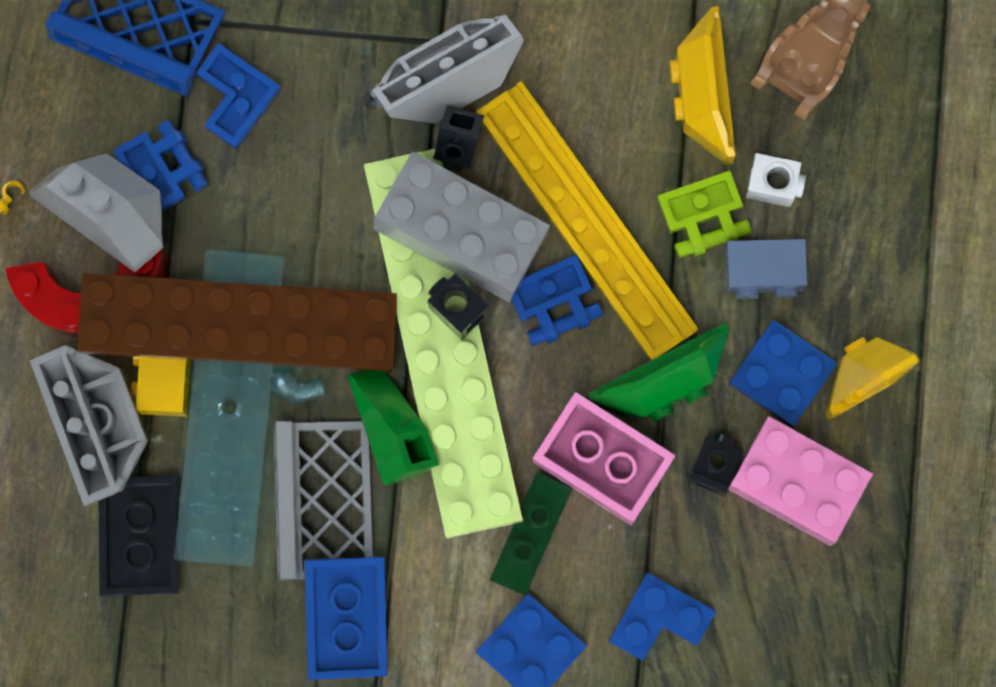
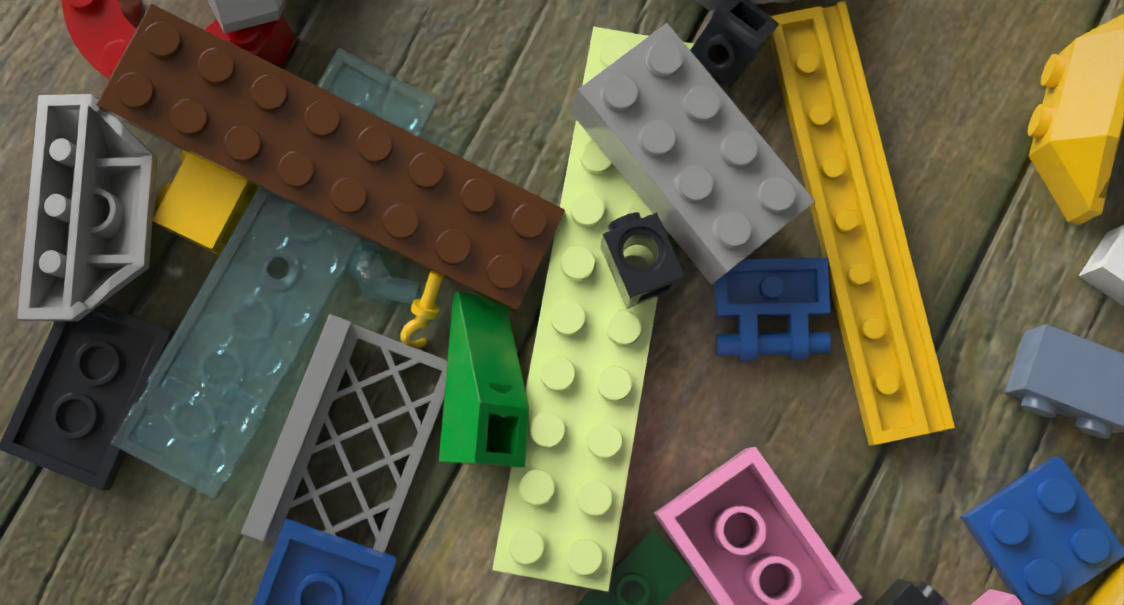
camera: 20 degrees right, 0 degrees up
(332, 394) = (424, 309): none -> yellow hand
(665, 380) = (885, 478): green wedge -> none
(699, 203) = (1020, 258): lime plate -> none

